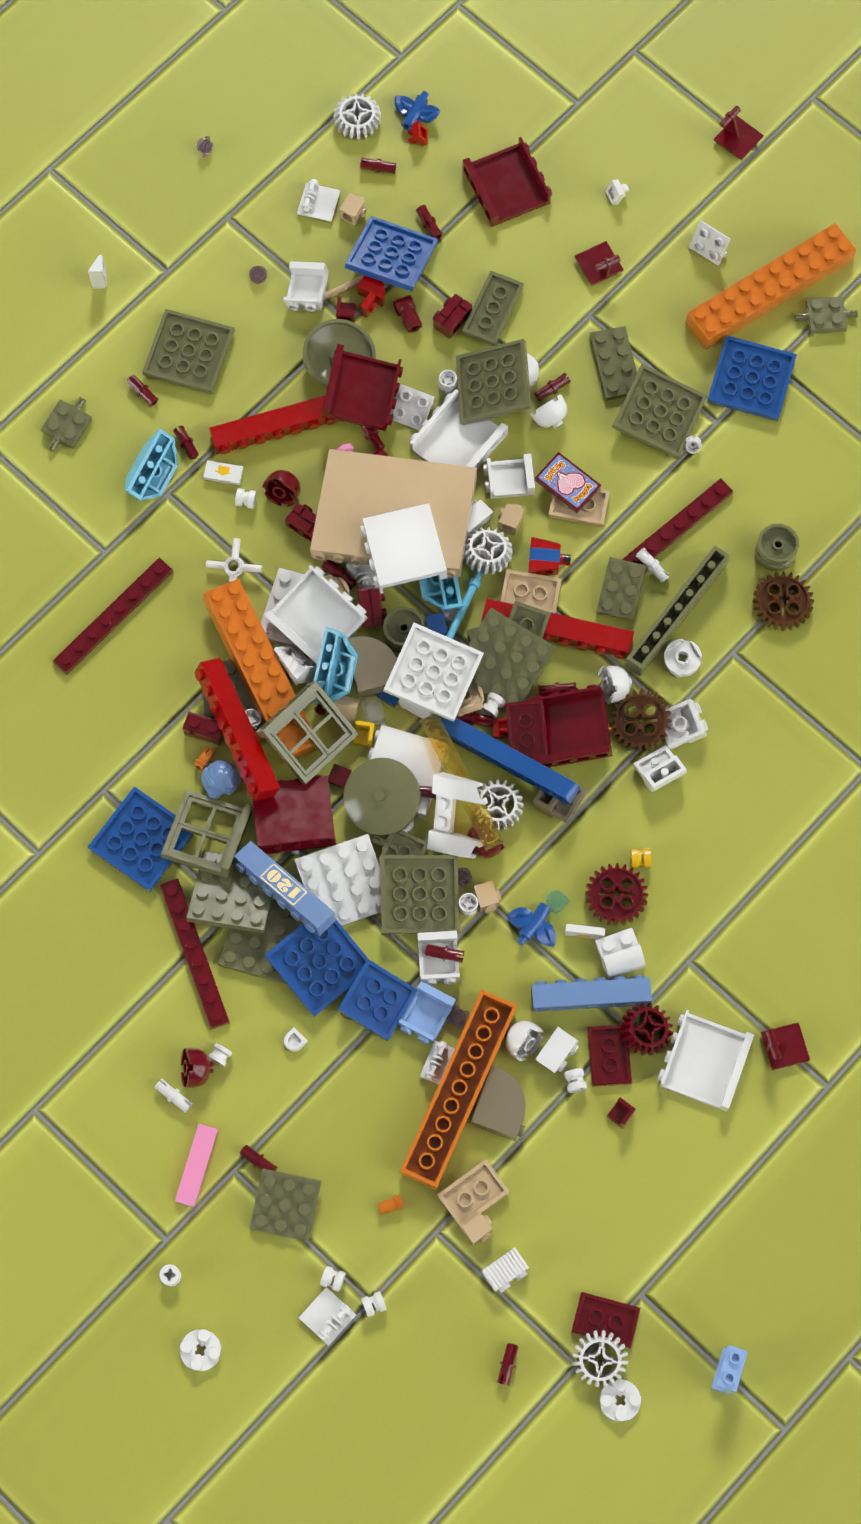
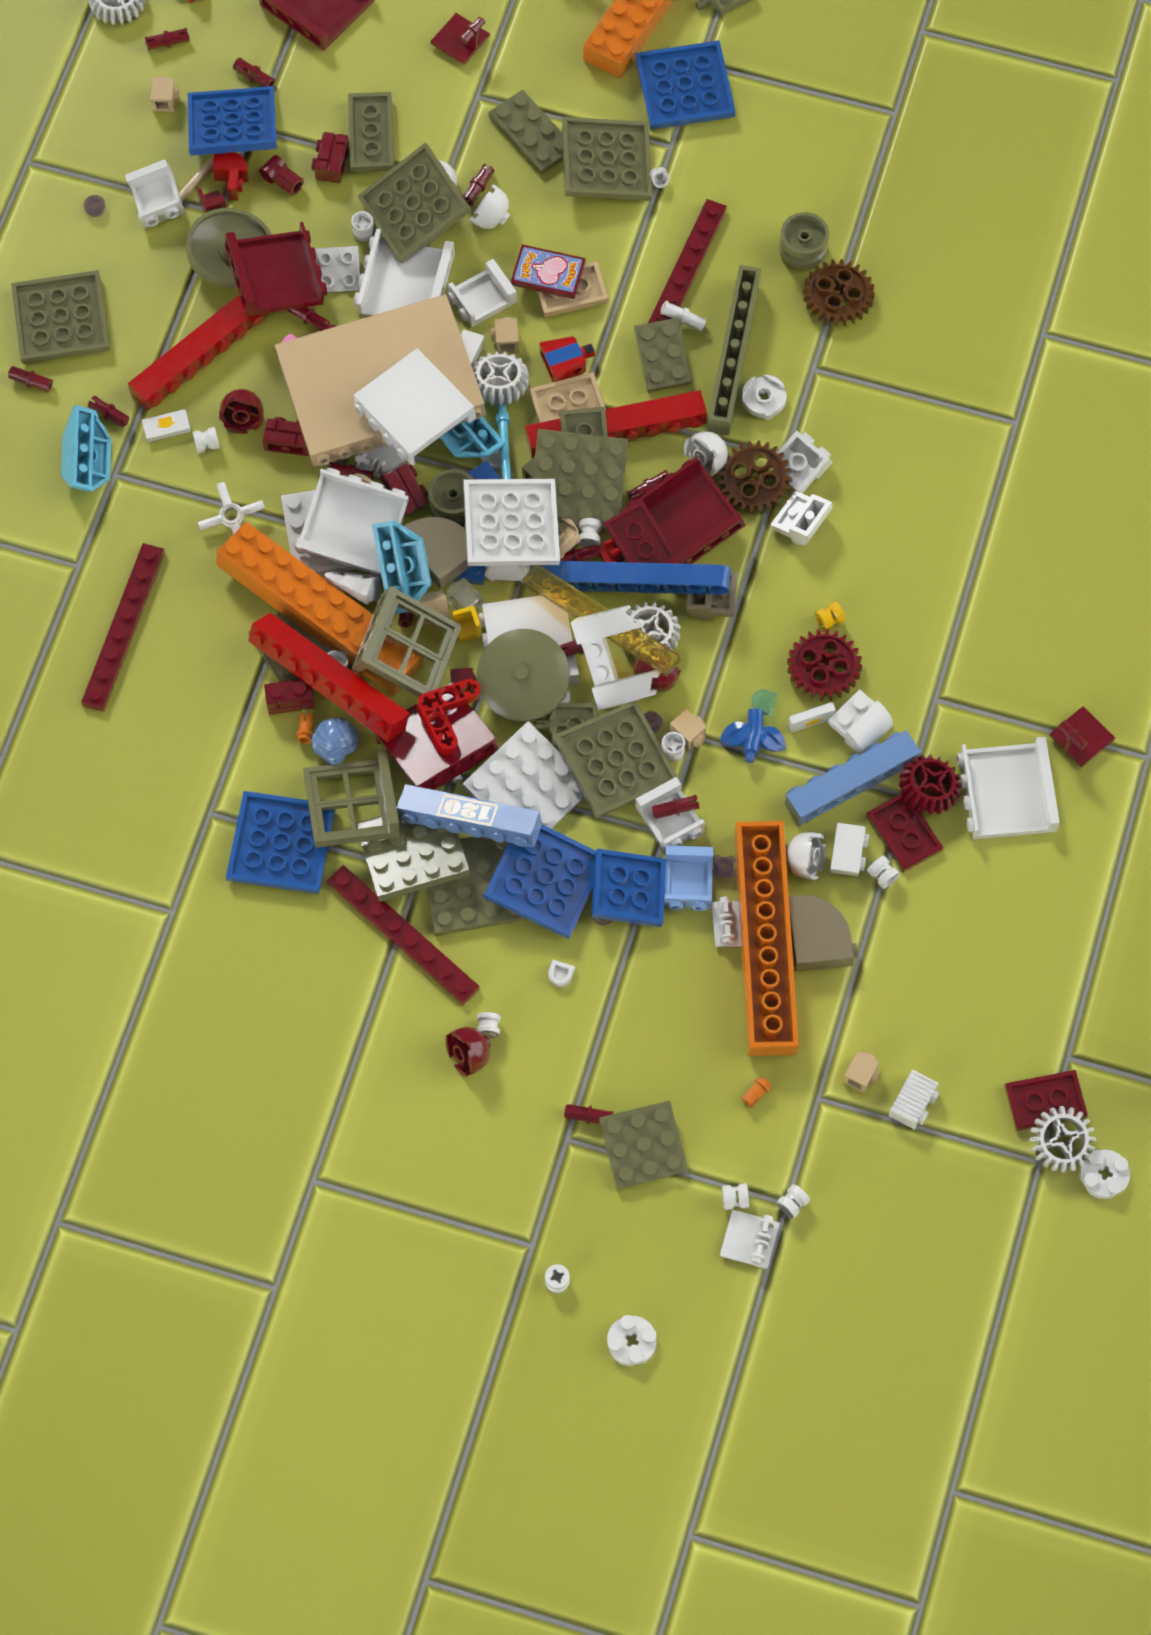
camera: 25 degrees left, 5 degrees down
(173, 1095) = (459, 1091): white pin -> none
(196, 1165) = (523, 1152): bright pink tile -> none
(301, 795) = (438, 708): none -> red beam
(318, 201) = (120, 103): white hinge -> none
(473, 1193) = (837, 1038): tan plate -> none
(508, 1364) = (968, 1194): dark red axle -> none
(621, 1112) = (949, 881): dark red panel -> none

